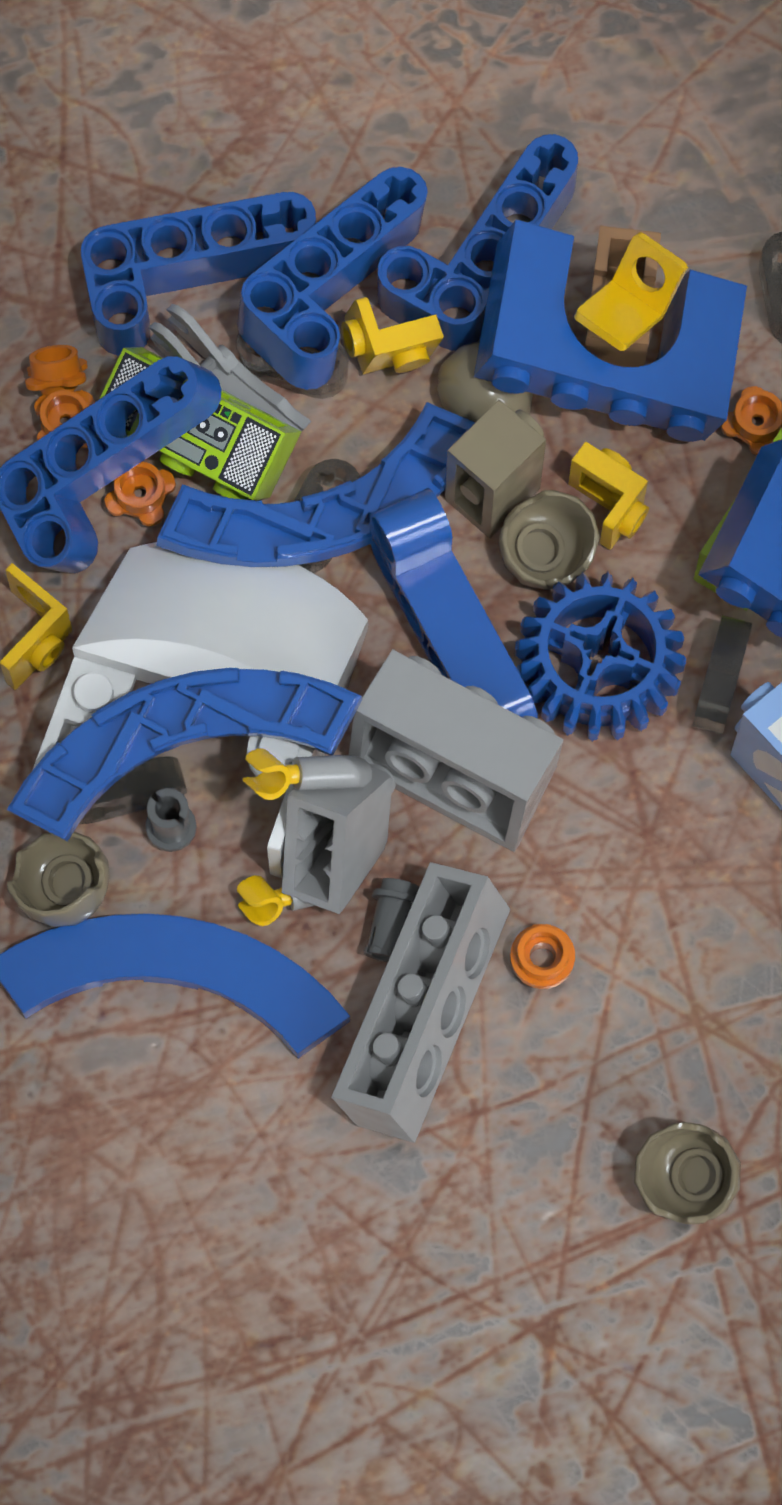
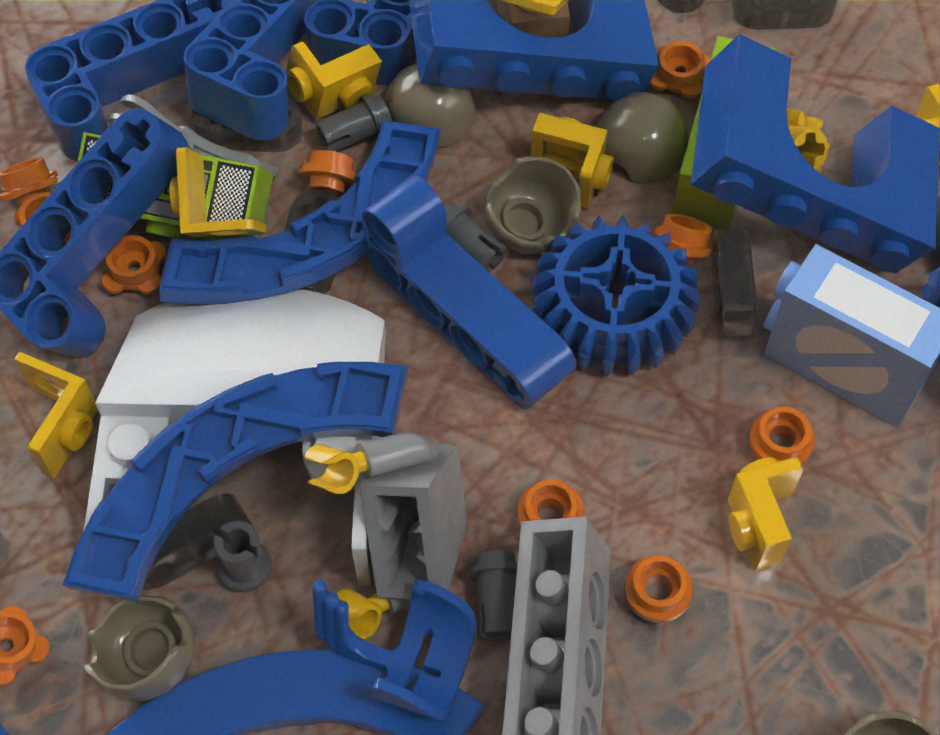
camera: 15 degrees left, 10 degrees down
(208, 453) = (189, 202): none -> yellow bracket
(324, 921) = (431, 613): none -> blue helmet
(356, 444) = (328, 171): none -> orange plate
(399, 392) = (353, 123): none -> dark grey pin
(455, 748) = (511, 405): light grey slope -> none
(468, 837) = (549, 494): none -> orange plate
(477, 554) = (473, 237): none -> dark grey pin
(495, 466) = (465, 147): dark tan brick -> none
(653, 920) = (755, 515): none -> yellow bracket
(690, 486) = (645, 136): none -> dark tan hair
(693, 613) = (687, 234): none -> orange plate
(717, 829) = (784, 422): none -> orange plate

